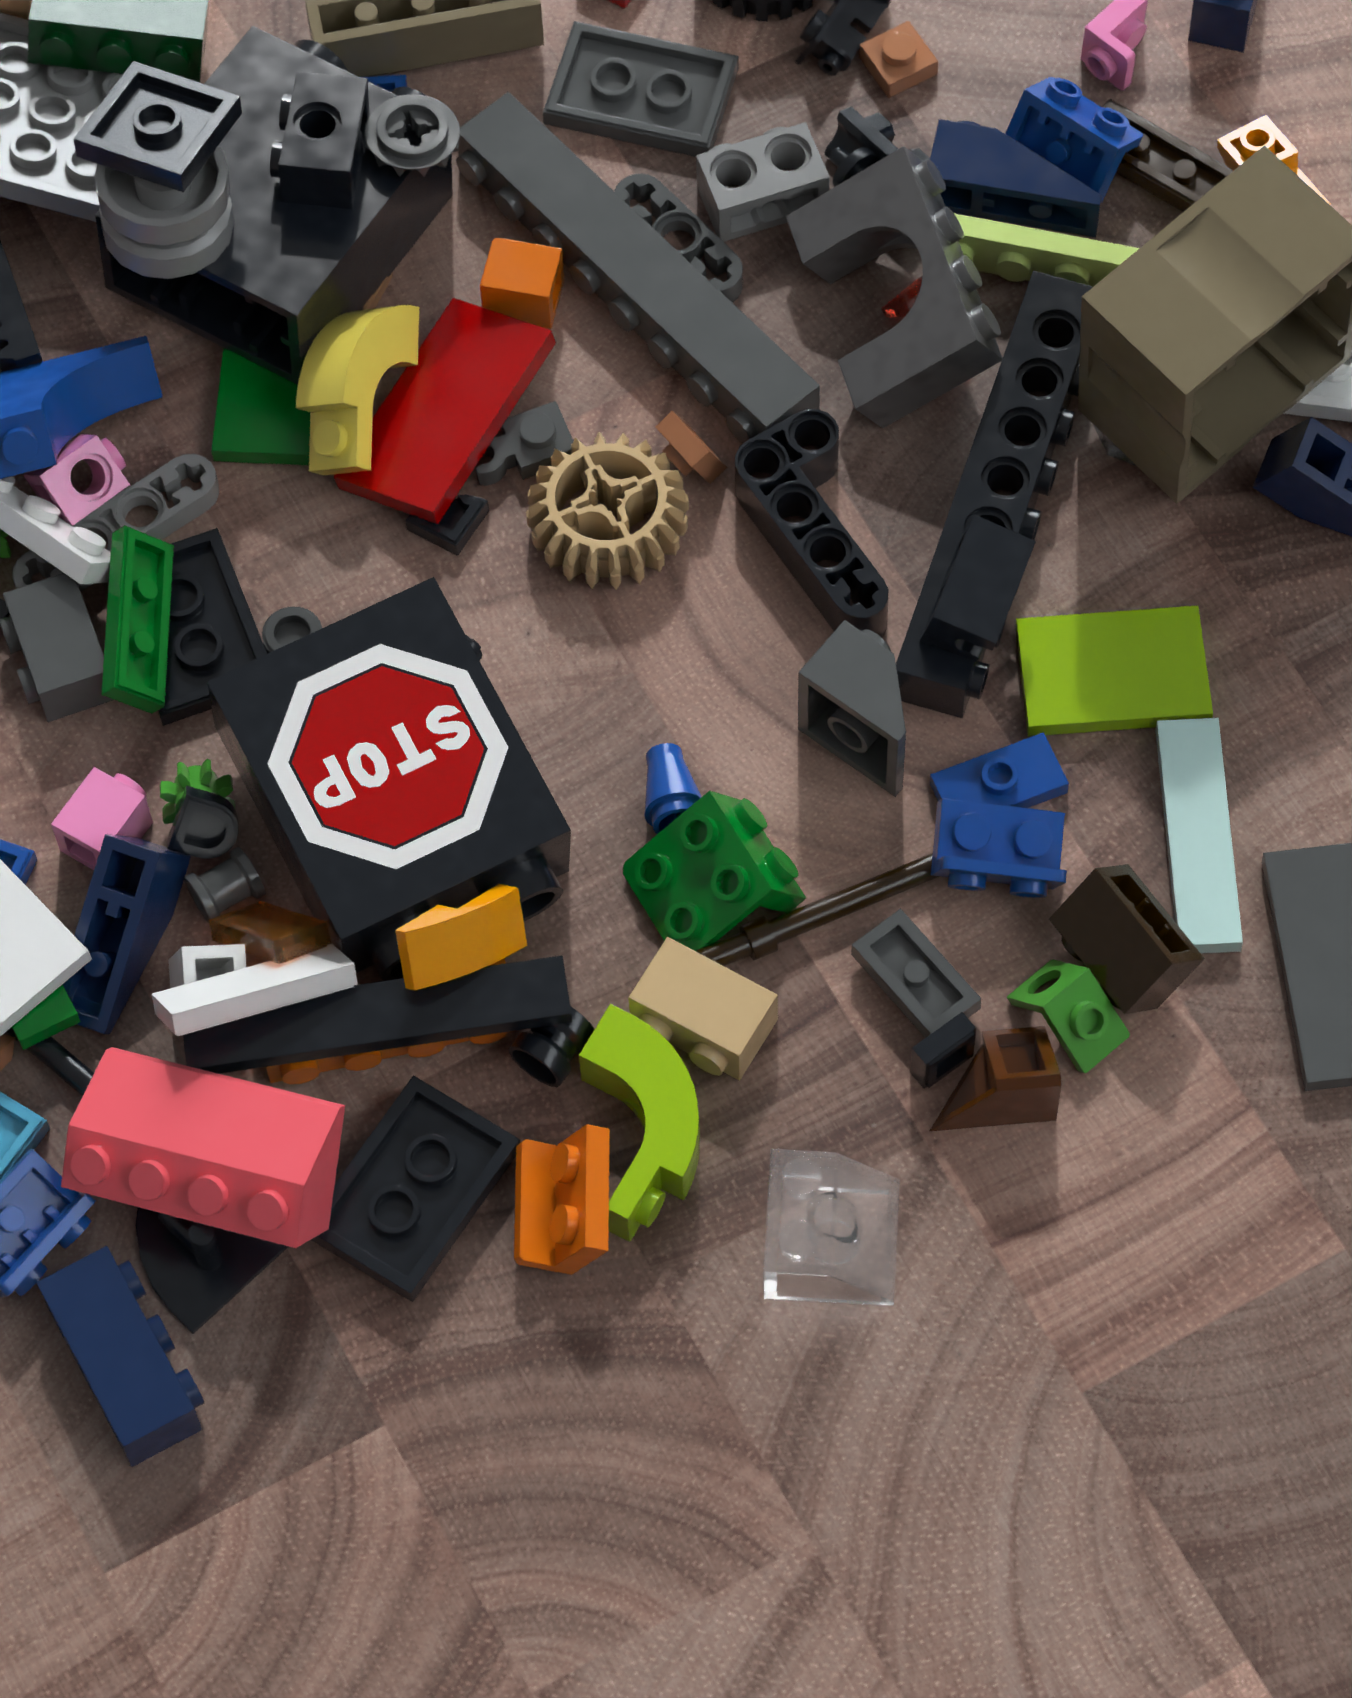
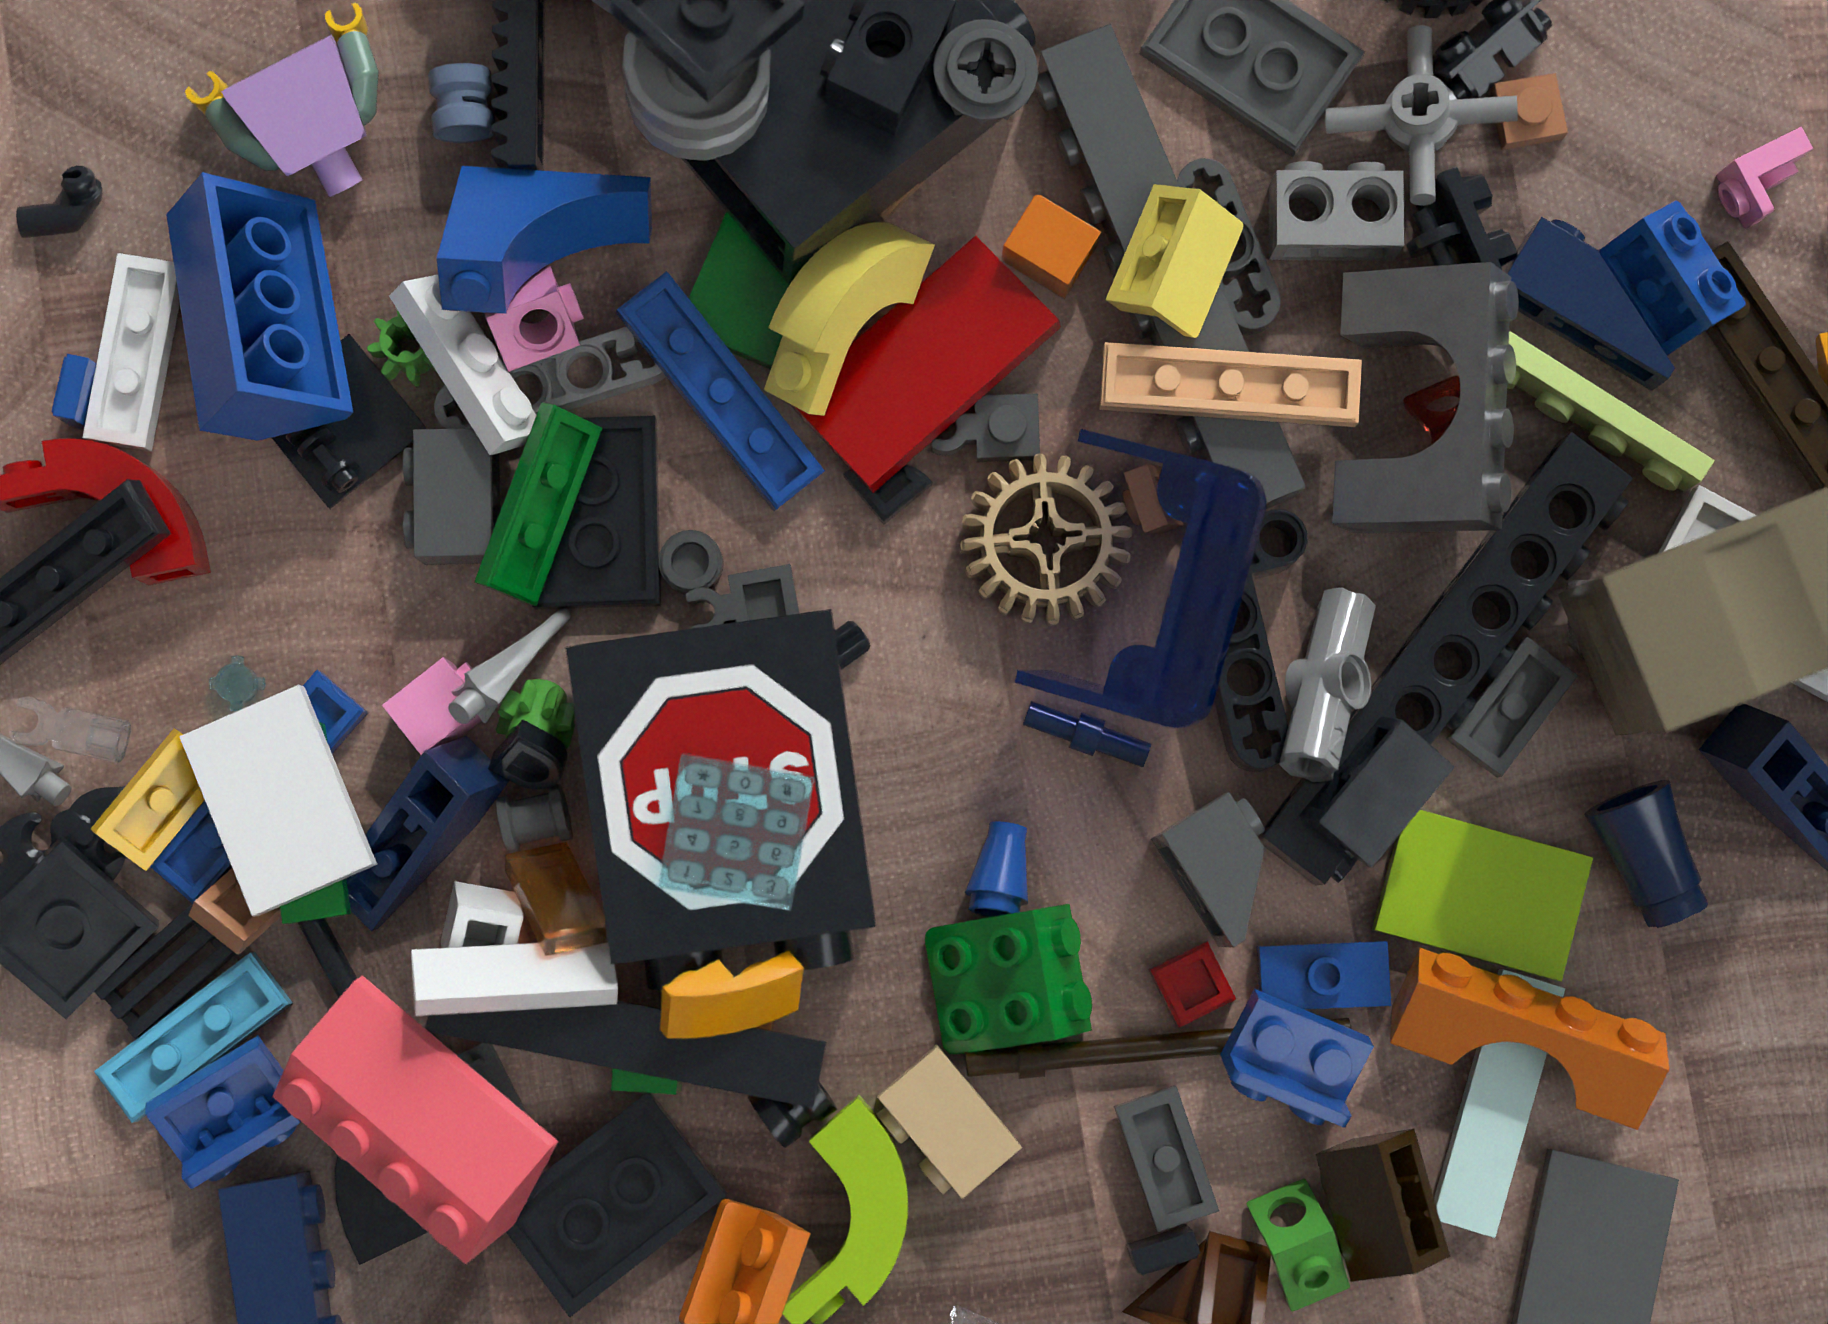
camera: 15 degrees right, 20 degrees up
(149, 763) = (491, 680): none -> light grey piece
(270, 486) = (719, 391): none -> blue tile
(399, 1064) = (637, 1082): none -> green tile
(415, 783) = (736, 831): none -> clear light blue tile
(634, 240) = (1176, 258): none -> light yellow panel
(705, 656) = (1087, 734): none -> dark blue bar
(720, 324) = (1230, 384): none -> light nougat tile
(742, 404) = (1182, 673): none -> clear blue windscreen
(805, 83) = (1426, 133): none -> light grey bar
(883, 830) = (1192, 984): none -> red tile
(902, 533) = (1327, 685): none -> light grey piece
(1075, 510) = (1512, 707): none -> dark grey plate
(1121, 756) = (1458, 1007): none -> orange arch
(1244, 579) = (1650, 852): none -> dark blue plant

